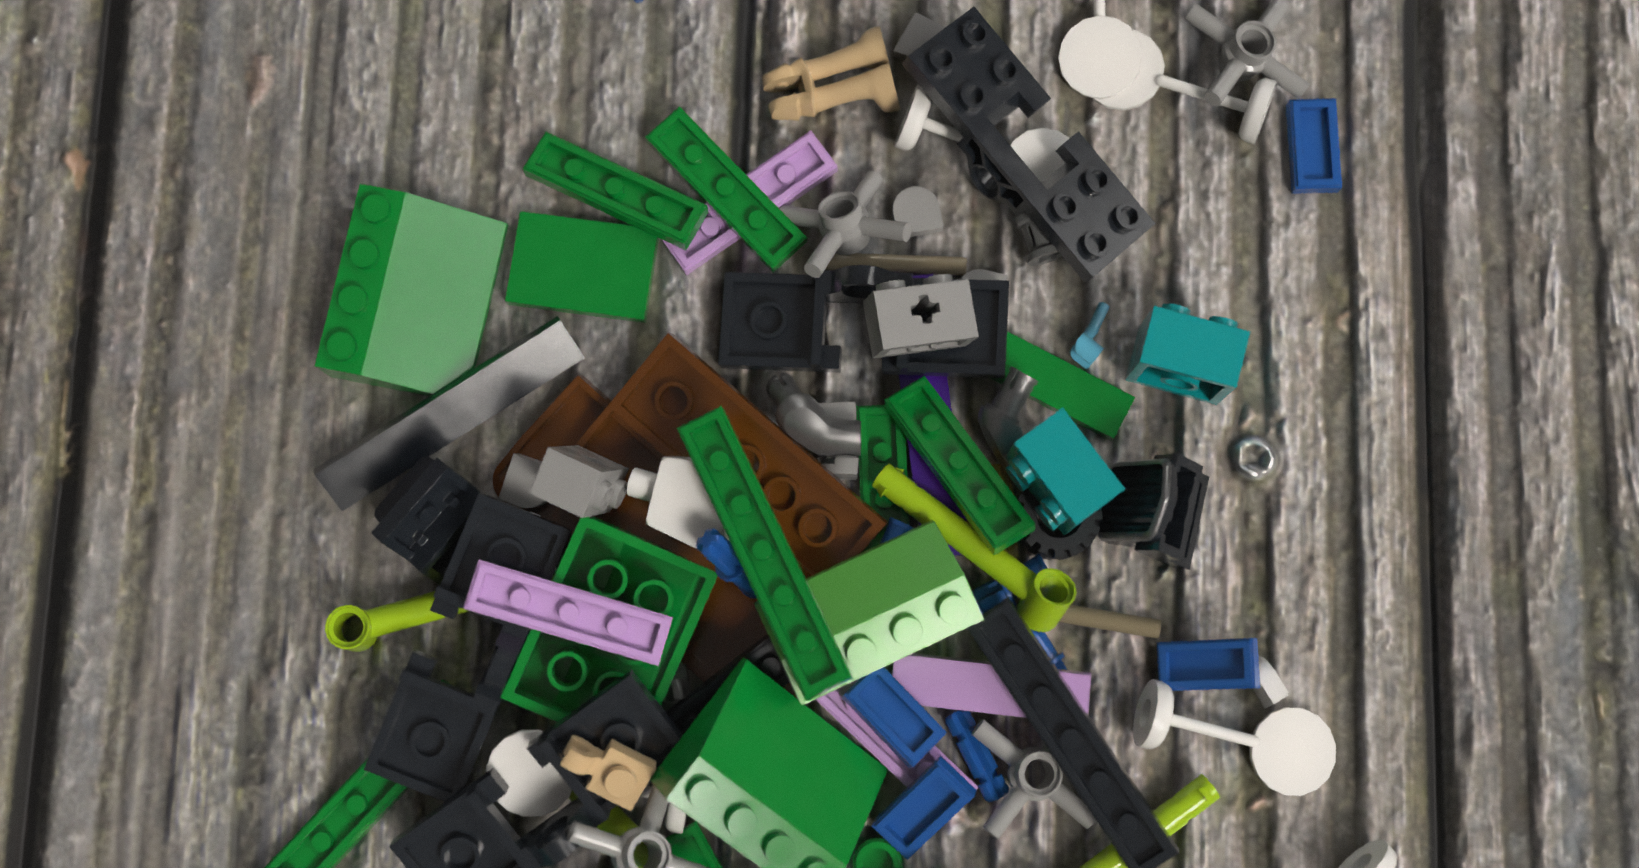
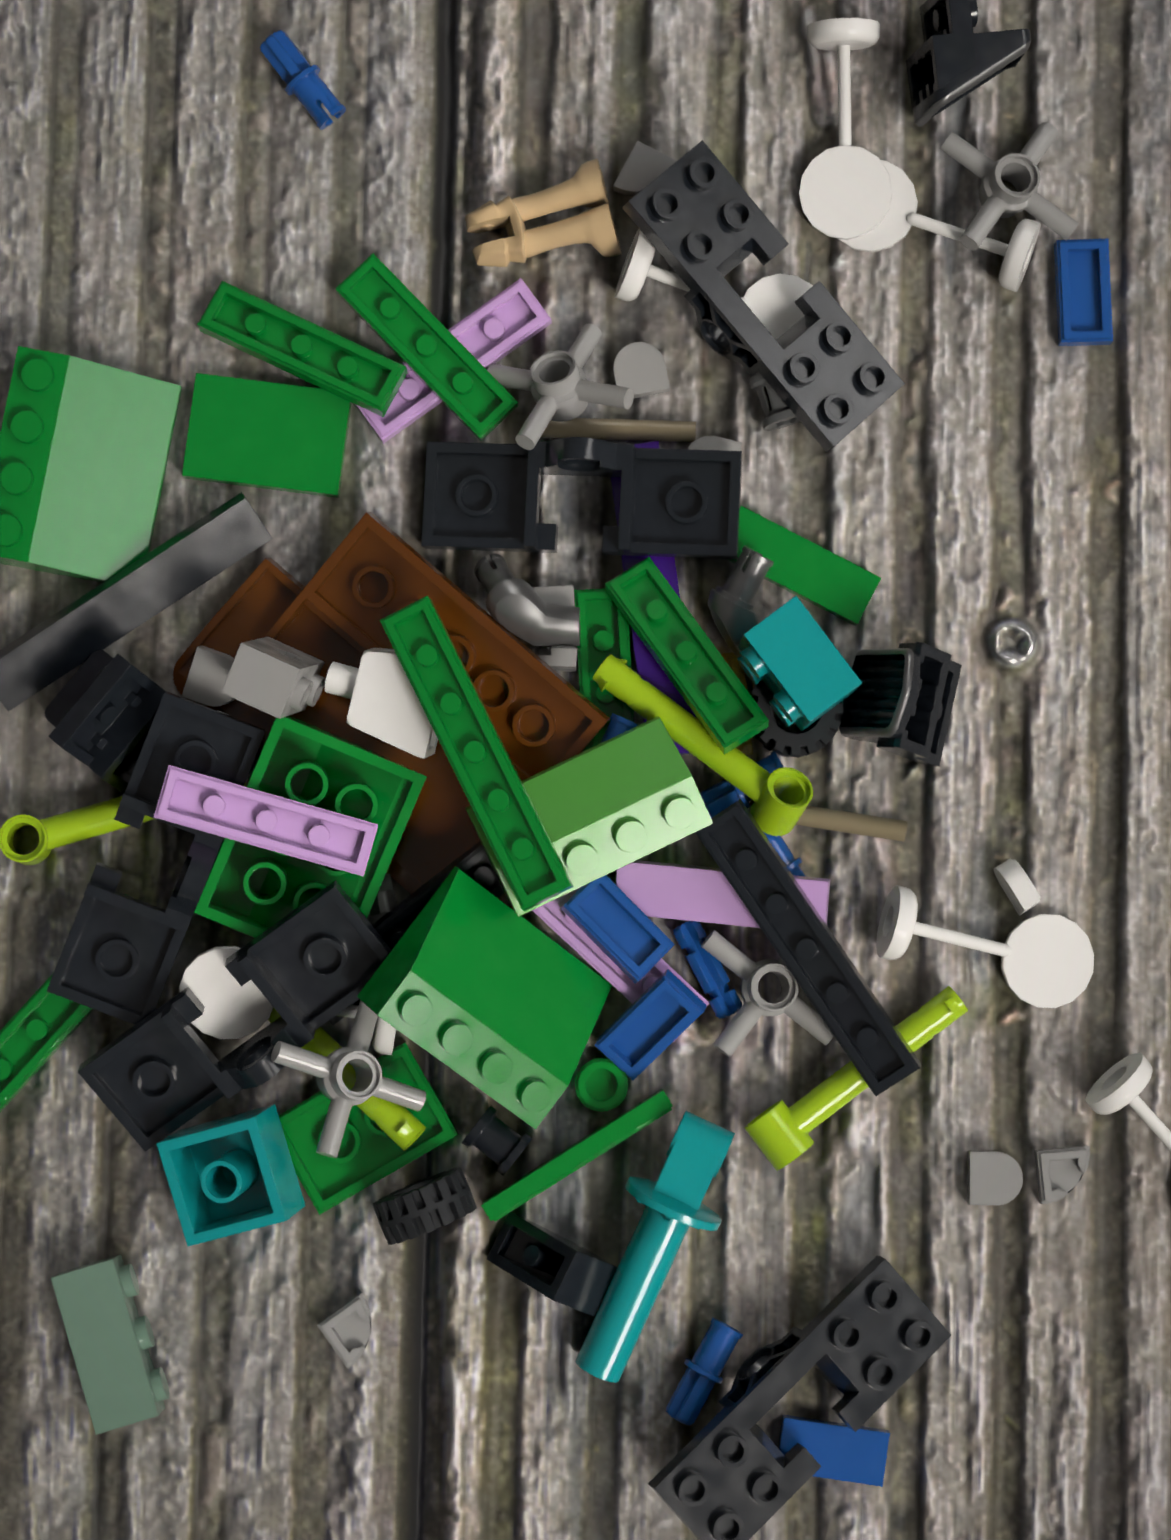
camera: 10 degrees left, 5 degrees up
(614, 774) = (319, 991): tan plate -> none
(722, 555) = (435, 764): blue axle -> none
(897, 332) = (615, 509): light grey brick -> none
(1086, 349) = (827, 524): medium azure hand -> none
(1188, 354) = (937, 531): teal brick -> none
(1209, 664) = (957, 868): blue tile -> none

